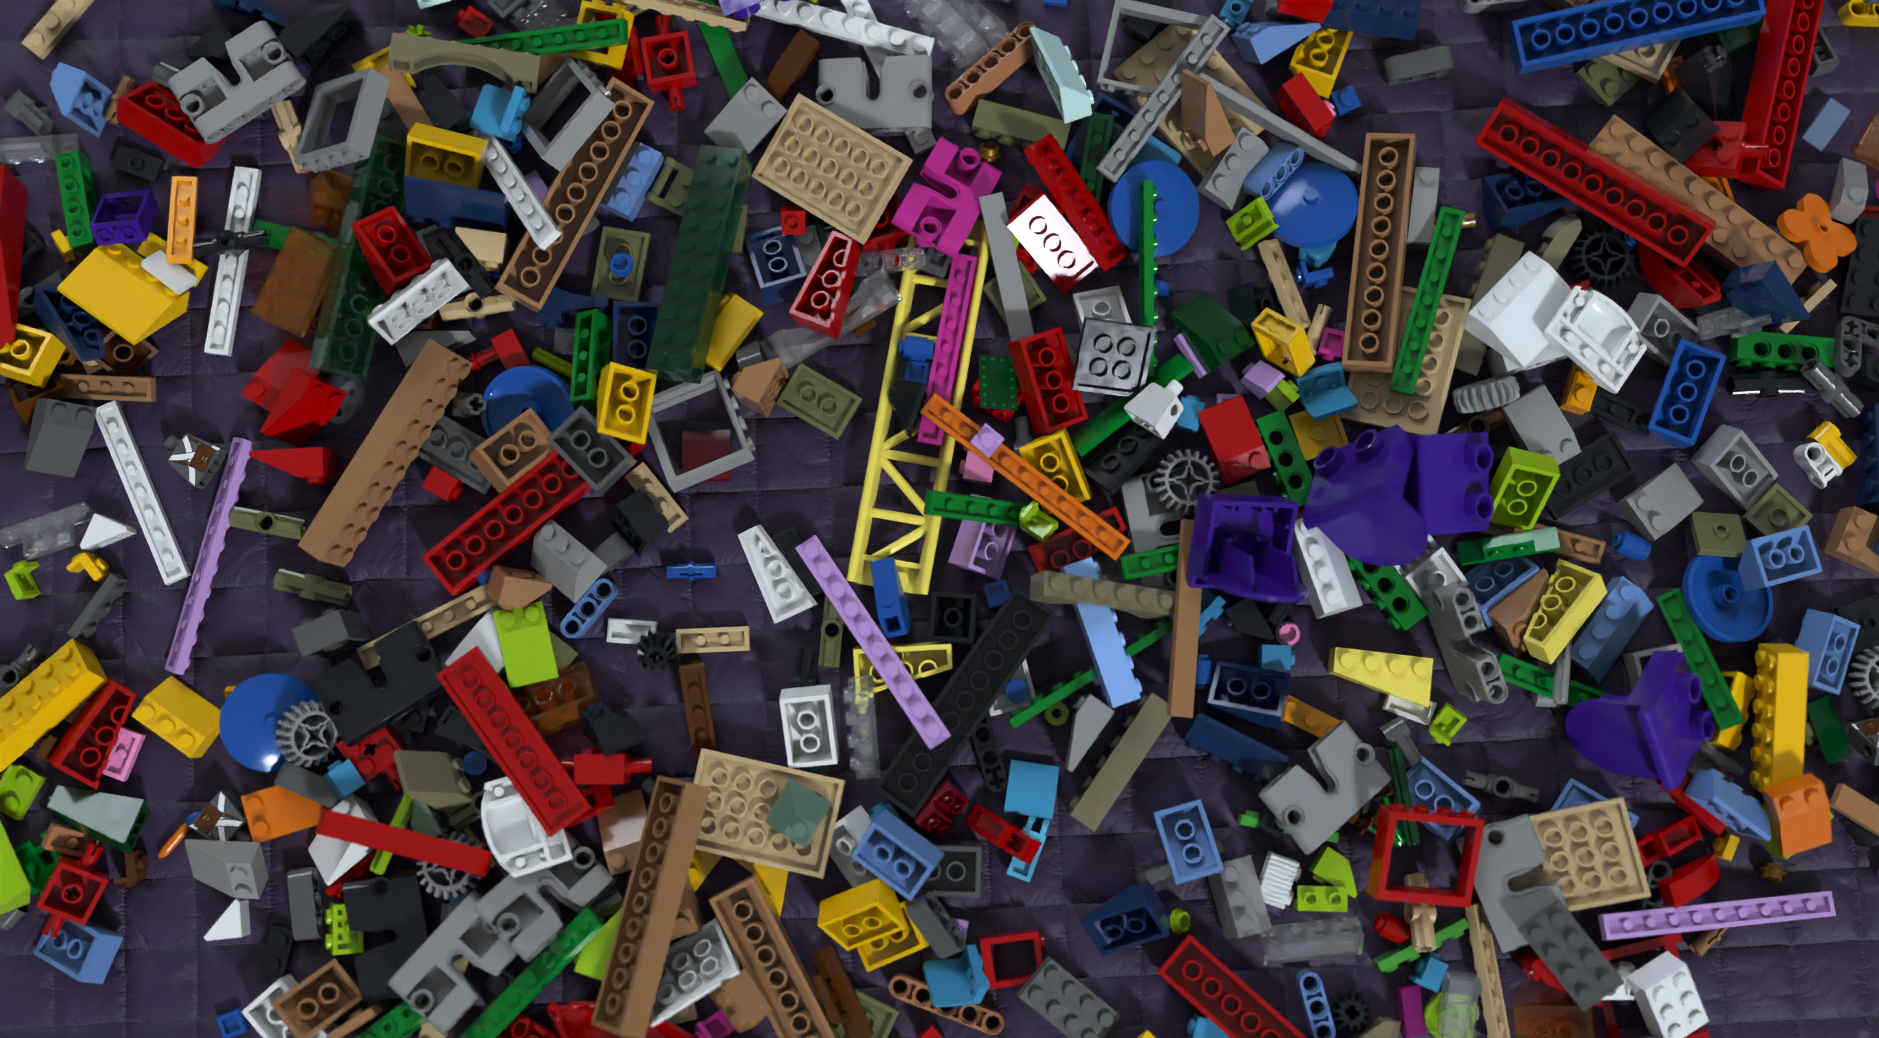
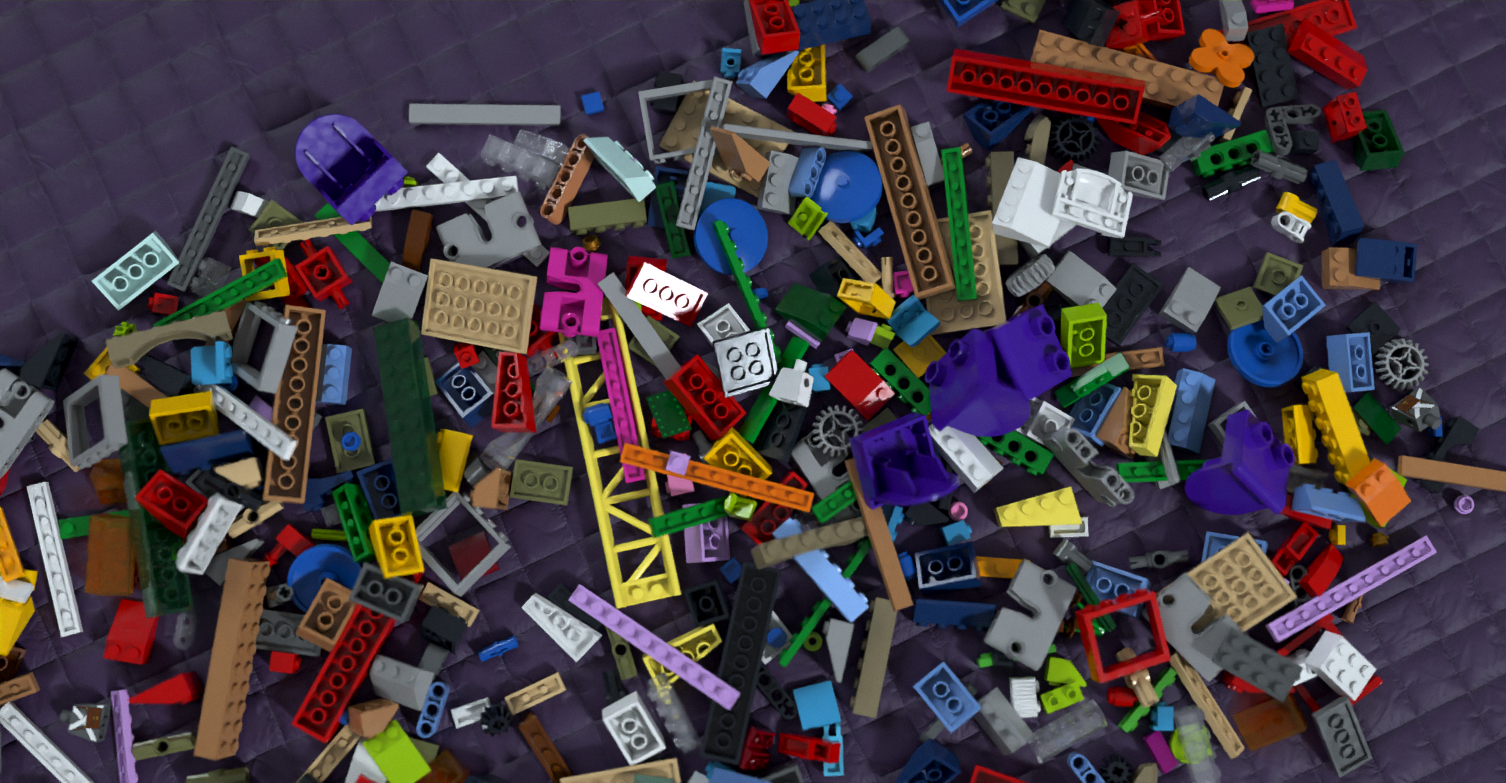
camera: 25 degrees left, 0 degrees up
(219, 243) = (39, 550): black pin -> none
(302, 408) = (154, 648): red slope -> none
(678, 192) = (371, 370): olive plate -> none
(890, 598) = (654, 608): blue slope -> none
(907, 402) = (607, 458): black slope -> none
(1076, 201) = (670, 255): red plate -> none
(1179, 921) = (965, 757): lime plate -> none
(1446, 724) = (1100, 530): lime bracket -> none
(1578, 391) = (1097, 246): light orange brick -> none
(1686, 394) = (1175, 215): blue slope -> none
(1700, 660) = (1264, 407): green tile -> none
(1735, 466) = (1232, 252): light grey slope -> none

